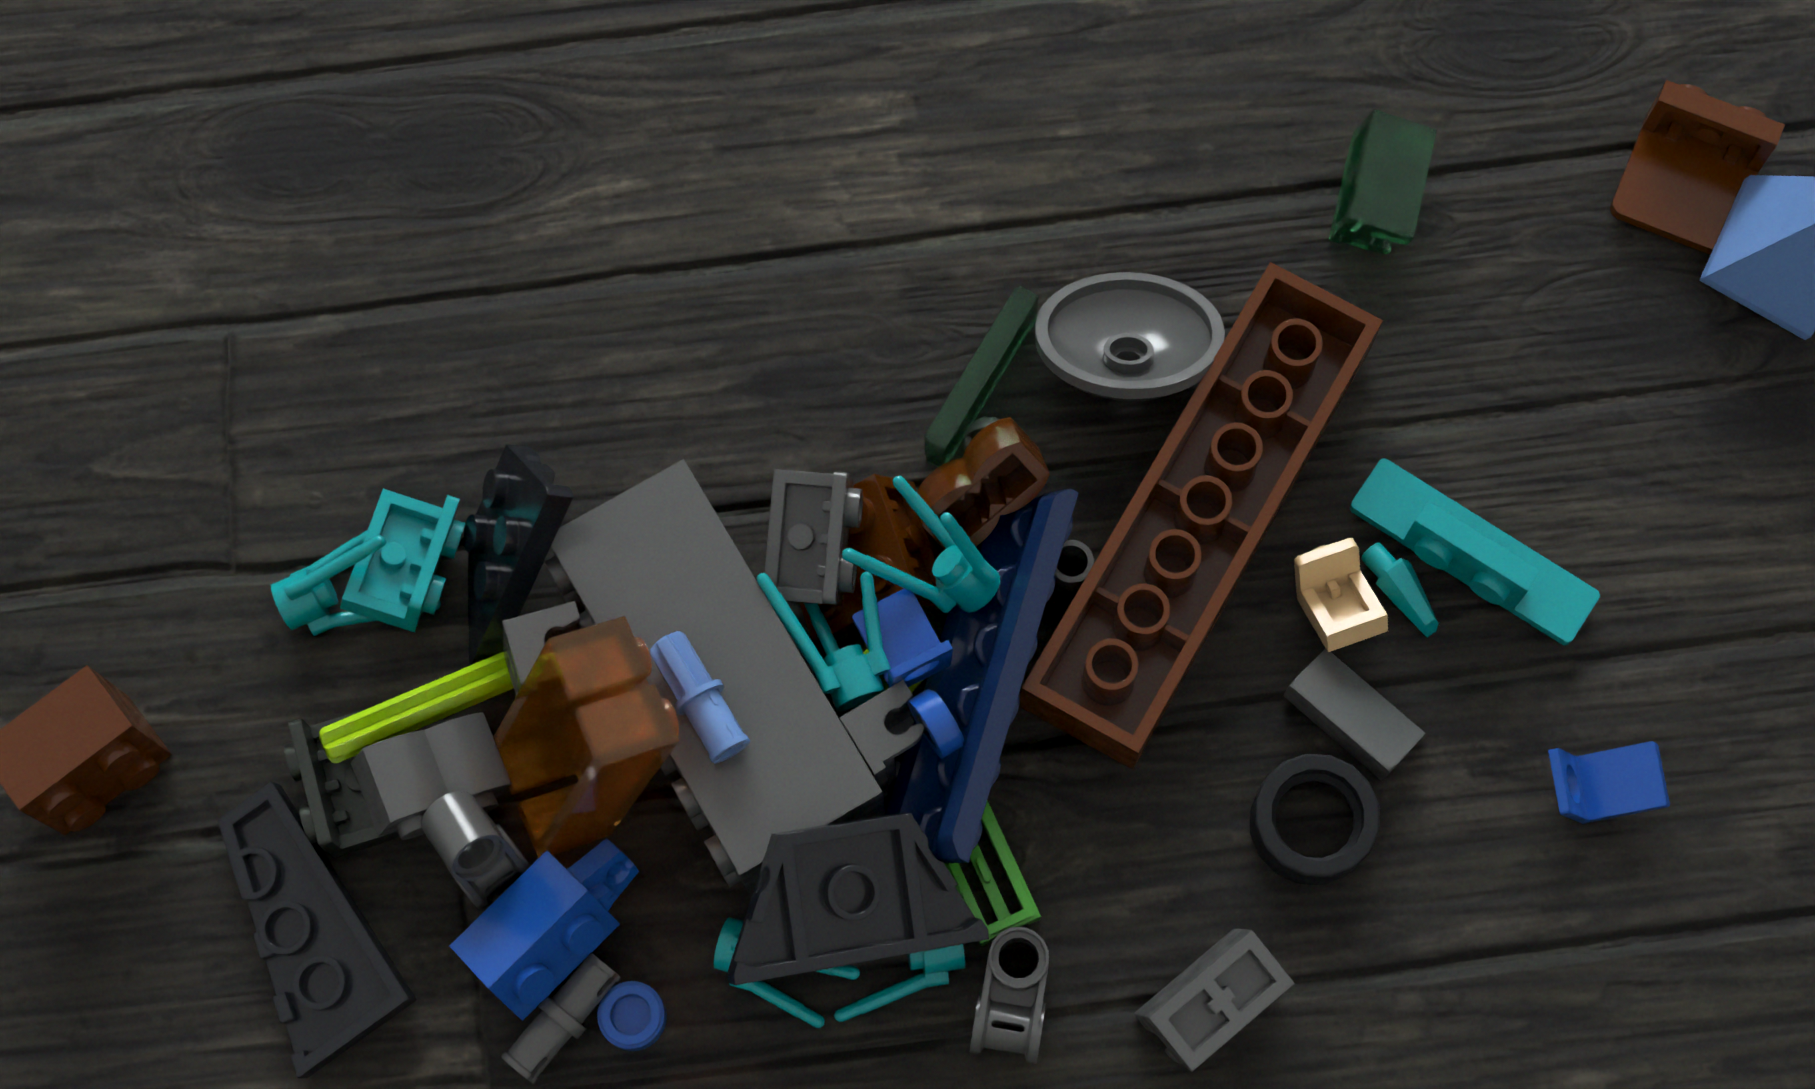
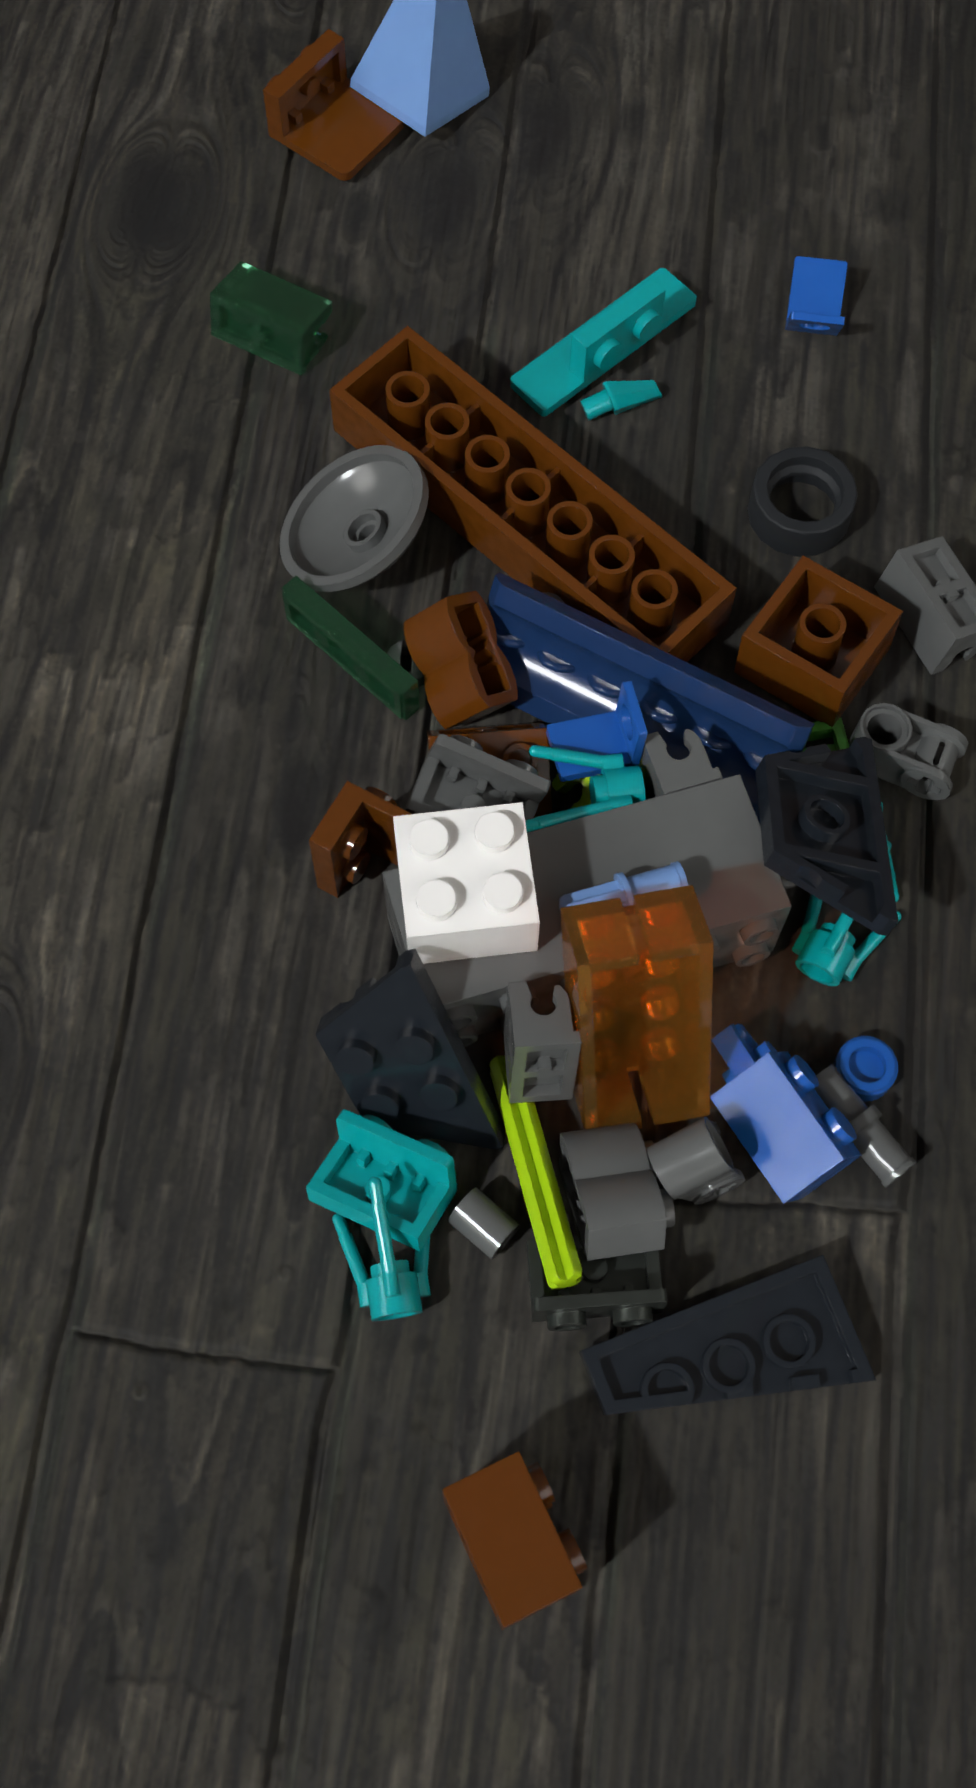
camera: 80 degrees left, 5 degrees down
(388, 665) = (484, 1223): none -> dark grey hinge
(668, 533) = (467, 883): none -> white brick
(751, 432) = (352, 827): none -> reddish brown bracket
(938, 722) = (683, 714): blue tile -> none
(960, 570) = (543, 684): teal plant -> none
(1114, 864) = (817, 641): none -> reddish brown brick
(1338, 595) = (623, 436): tan bracket -> none
(1353, 714) = (719, 457): dark grey slope -> none

